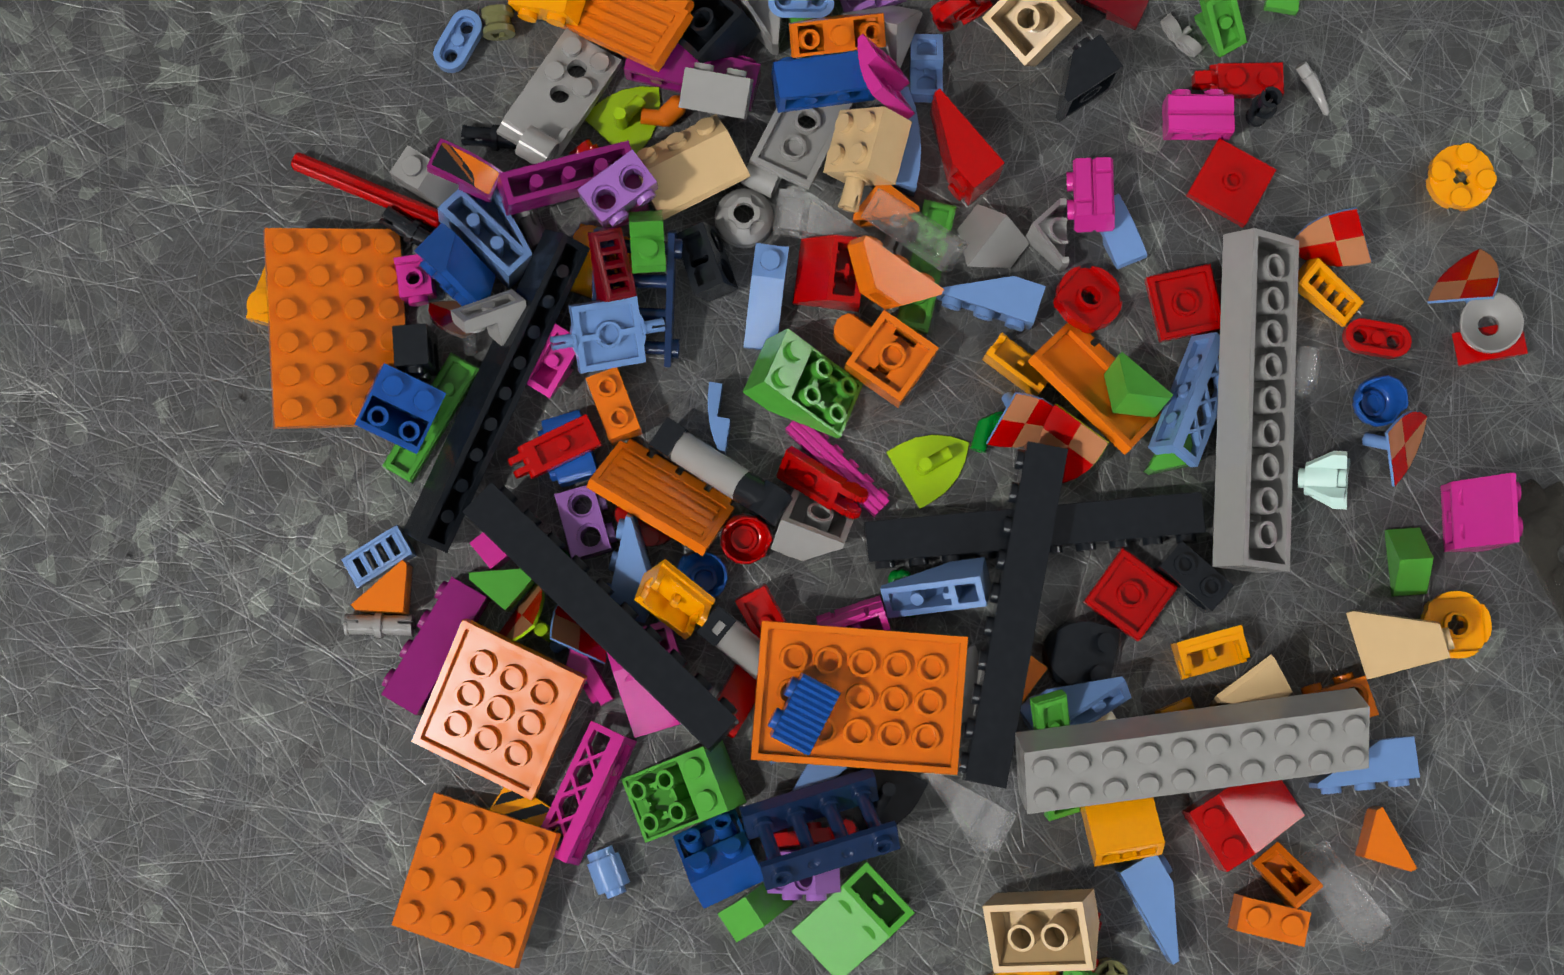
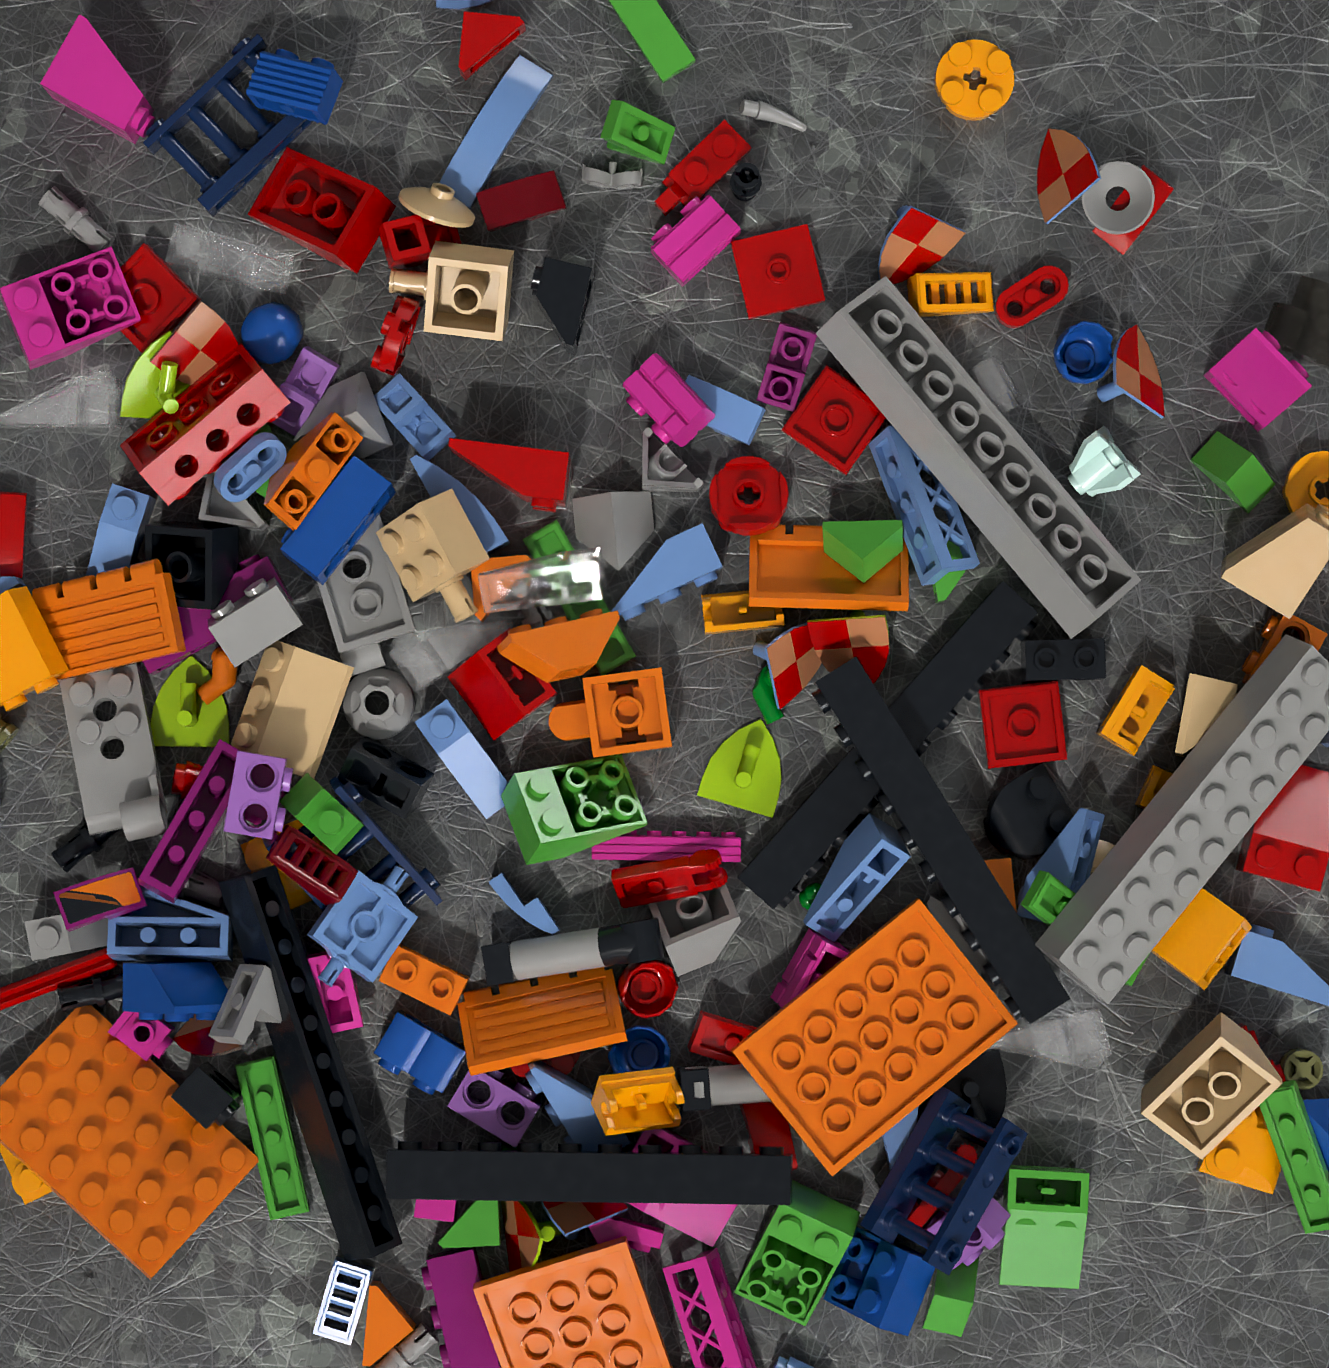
camera: 45 degrees left, 5 degrees up
(399, 408) = (243, 1160): blue slope -> none
(556, 448) = (412, 1065): red hinge -> none
(803, 713) = (841, 1097): blue brick -> none
(883, 77) = (390, 473): dark pink slope -> none
(1184, 244) = (786, 366): none -> magenta slope

